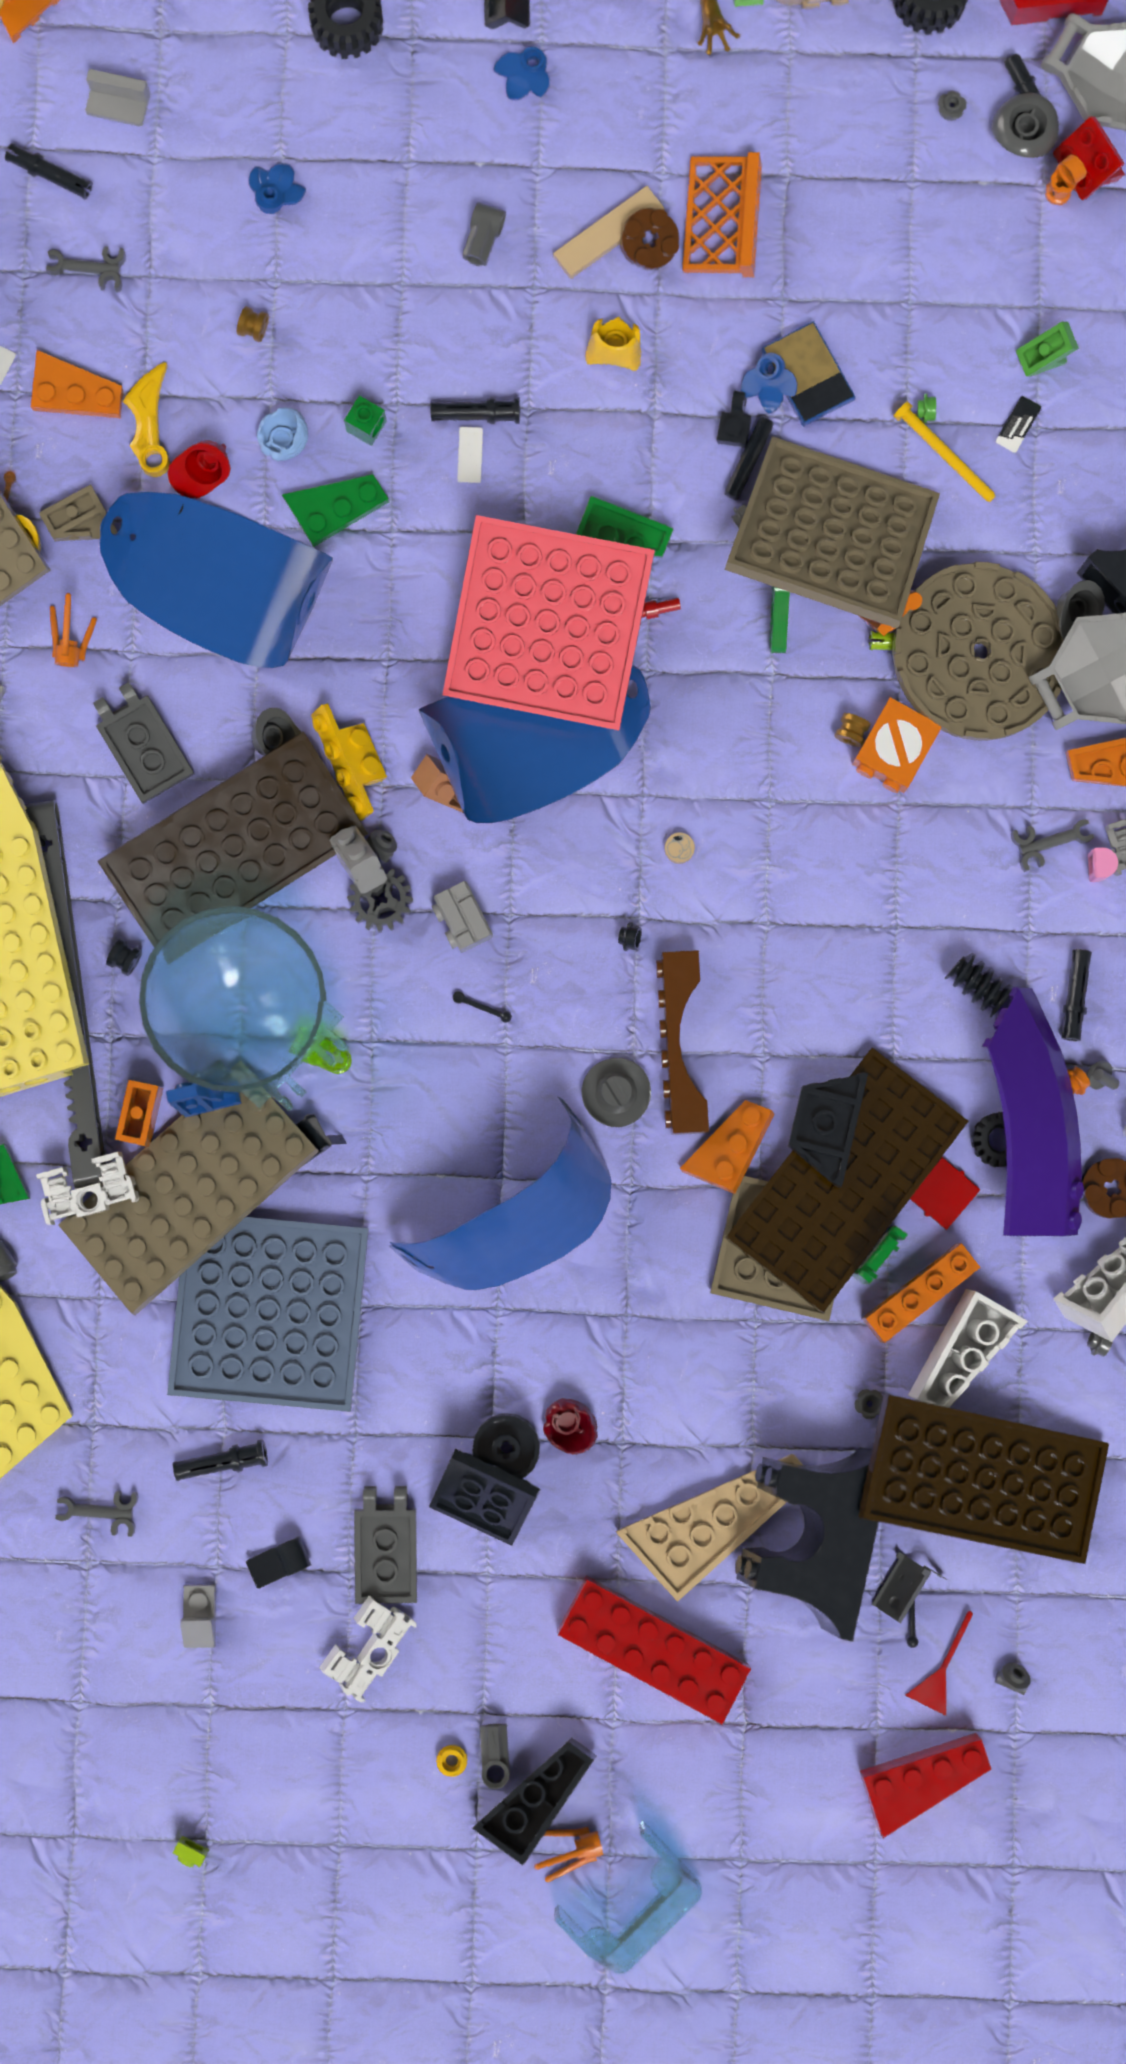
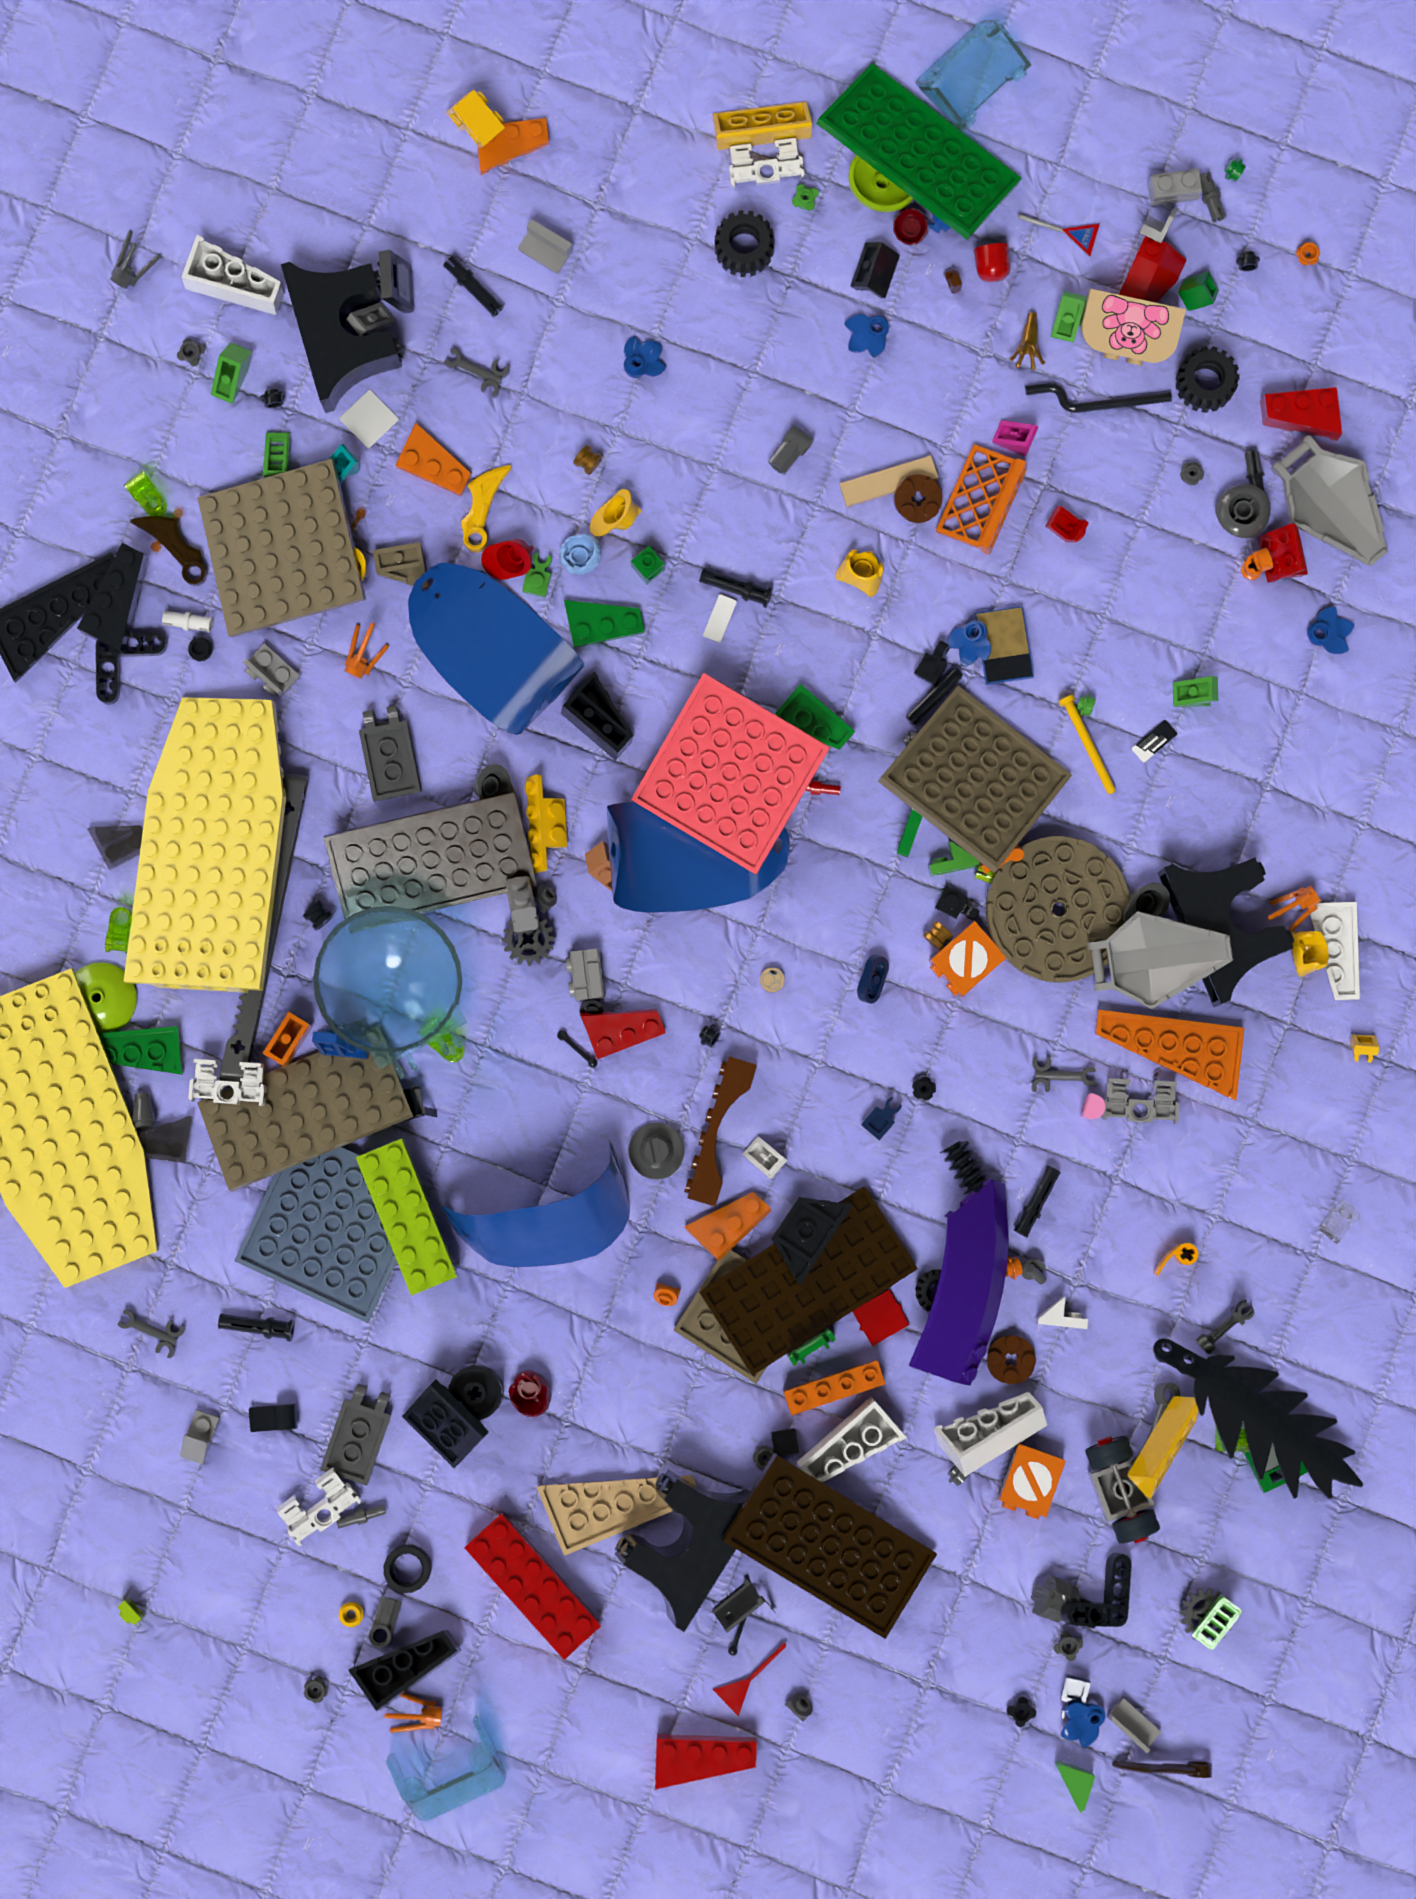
camera: 25 degrees right, 0 degrees up
(40, 1282) = (168, 1141): none -> clear smoke wing
(243, 482) = (538, 580): none -> bright green plate
(307, 375) = (615, 514): none -> yellow piece
(353, 1270) = (407, 1217): none -> lime brick
(370, 615) = (598, 718): none -> black wedge
(423, 1641) = (361, 1516): none -> dark grey bar
(437, 1872) = (310, 1694): none -> dark grey plate
(483, 957) = (591, 1006): none -> black plate
(515, 1700) = (390, 1578): none -> black tyre
(522, 969) = (621, 1030): none -> red wing
(687, 1255) = (666, 1295): none -> orange plate
(736, 131) = (1015, 436): none -> dark pink slope
(745, 1055) = (764, 1157): none -> white slope
(795, 806) = (873, 979): none -> dark blue plate
(814, 66) = (1096, 405): none -> black piece
(831, 212) = (1066, 525): none -> red bracket
(846, 635) = (959, 861): none -> bright green slope
(856, 688) = (953, 903): none -> black plate
(862, 966) = (879, 1120): none -> dark blue plate
(886, 1376) = (785, 1442): none -> black plate
(895, 918) = (917, 1087): none -> black plate

